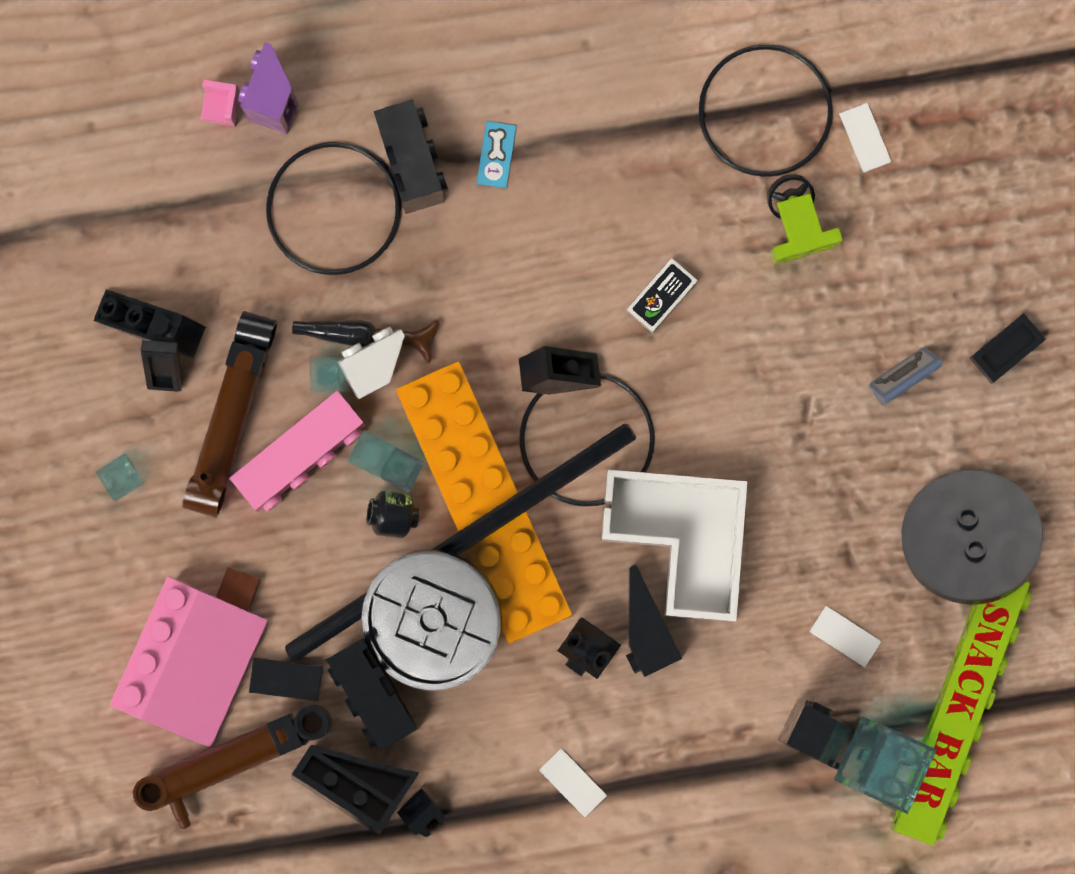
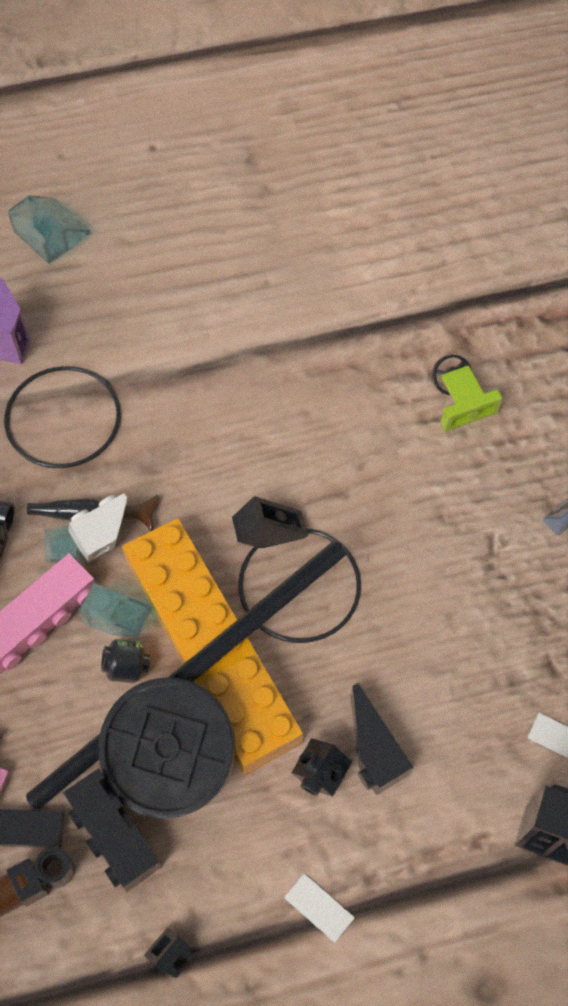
camera: 10 degrees left, 20 degrees down
(355, 785) = (98, 927): black wedge -> none
(411, 156) = (127, 368): black wedge -> none
(496, 154) = (199, 366): medium azure sticker -> none
(661, 295) = (352, 460): tile -> none
(700, 525) = (408, 640): white piece -> none
(759, 173) = (418, 363): black piece -> none
(865, 137) = (505, 331): white sticker -> none

